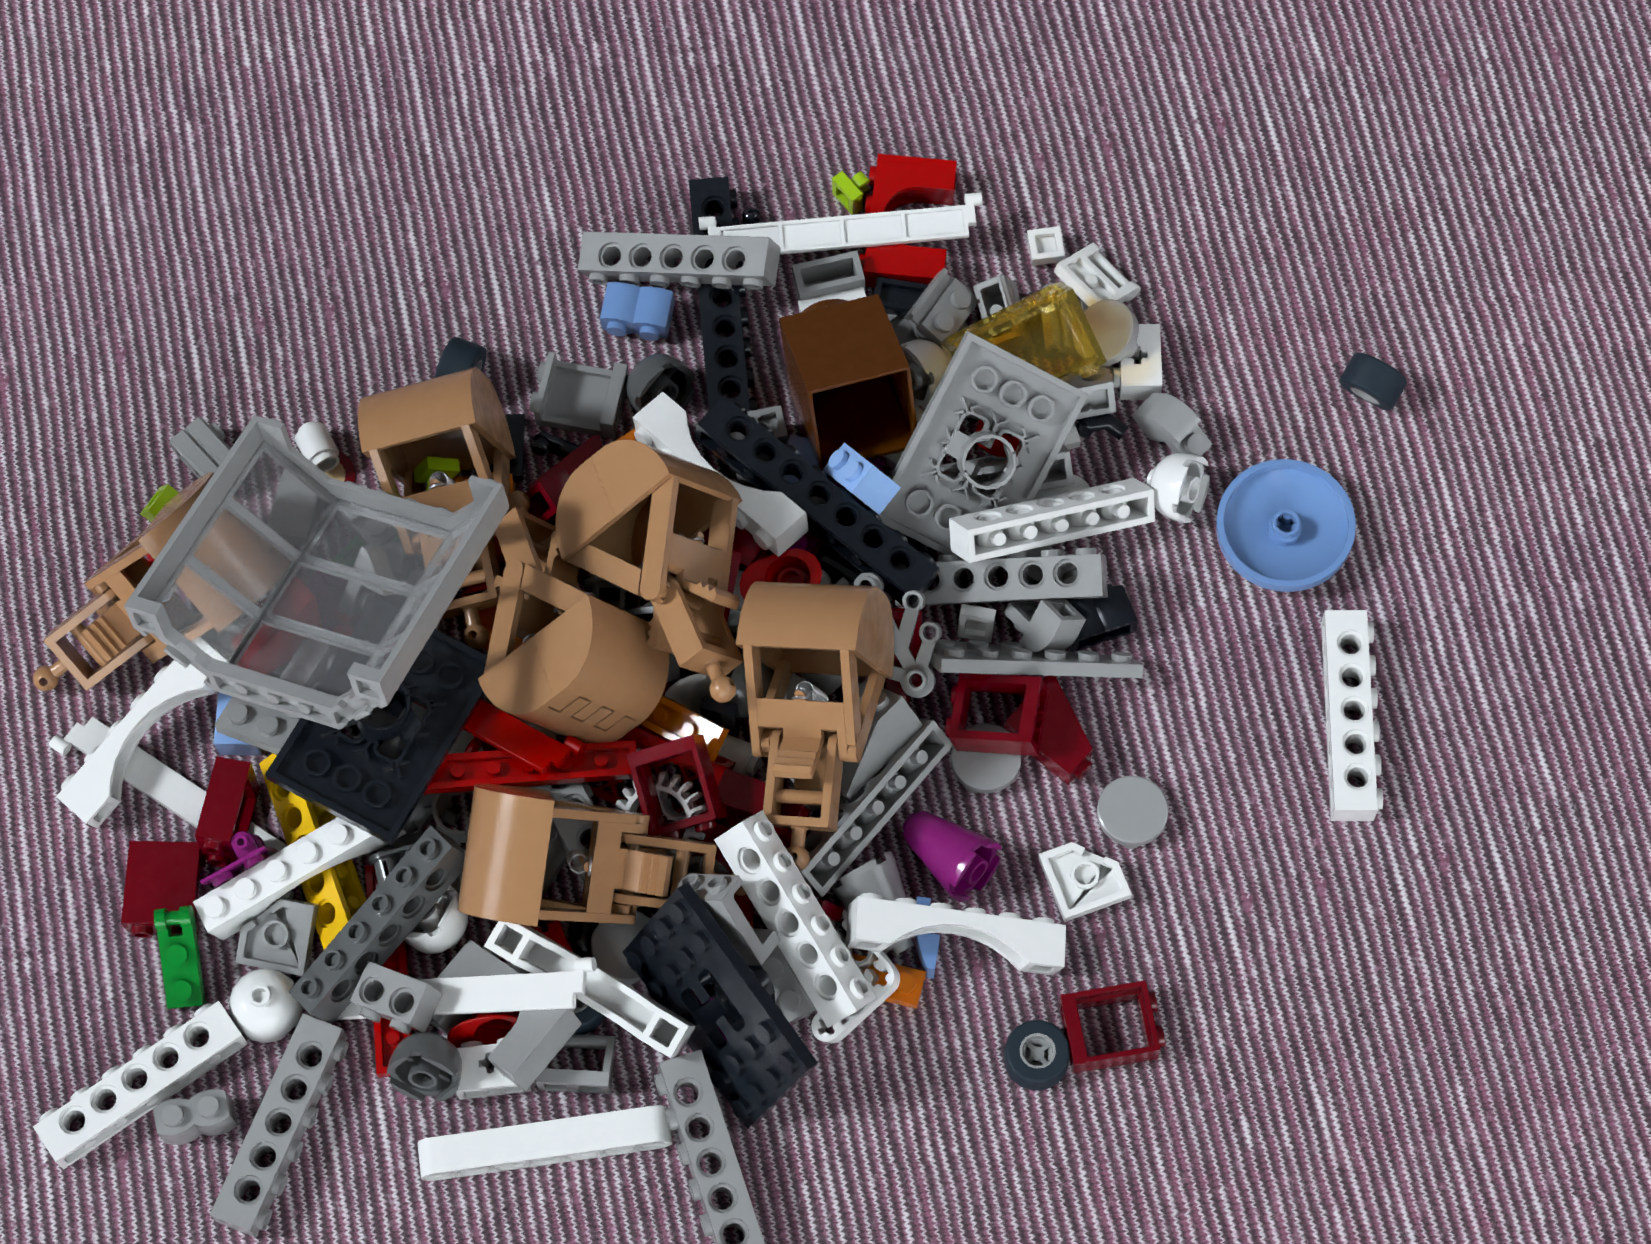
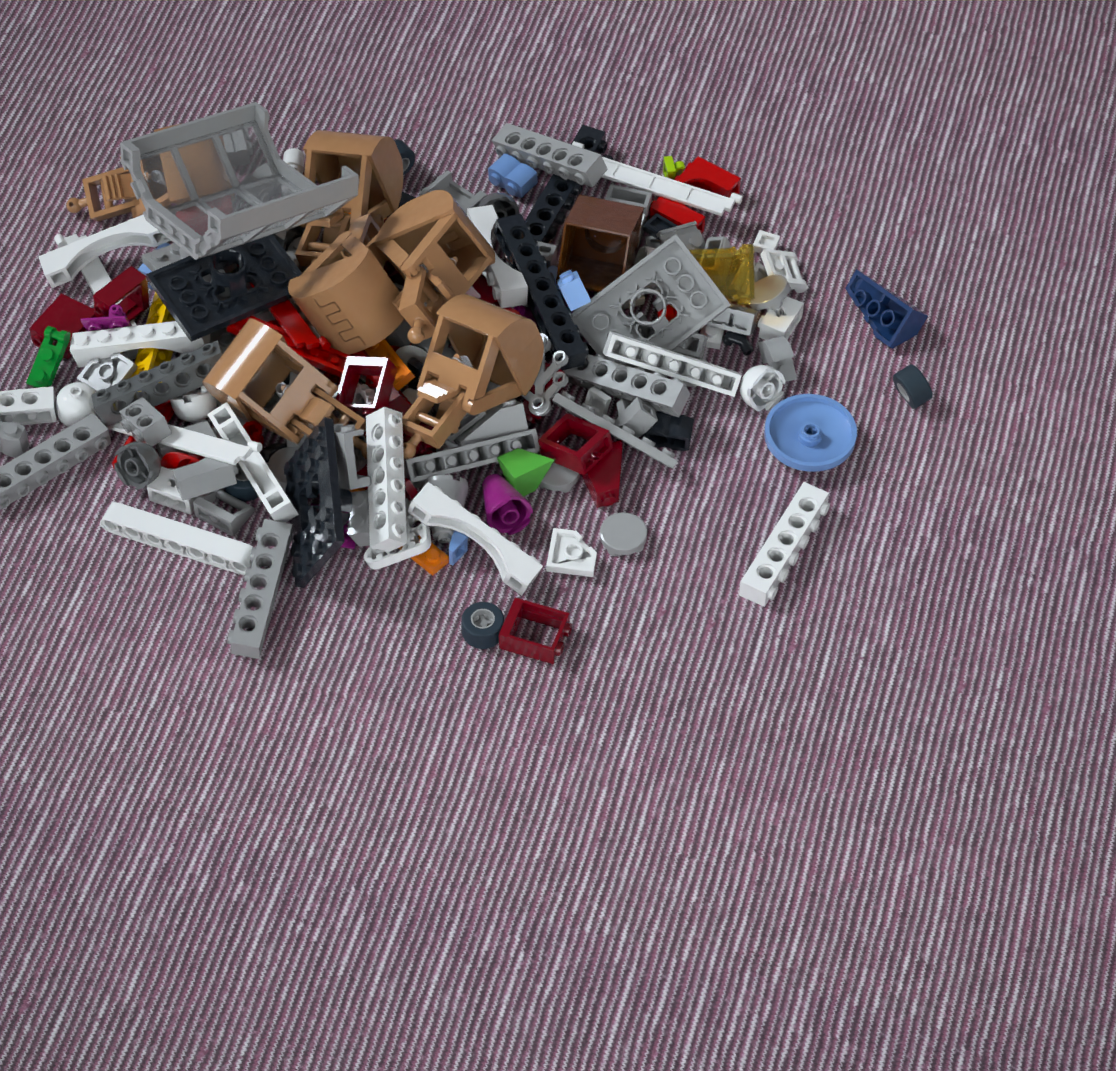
camera: 25 degrees right, 15 degrees down
(948, 786) = (524, 469): none -> bright green slope
(1271, 277) = (886, 312): none -> dark blue wedge

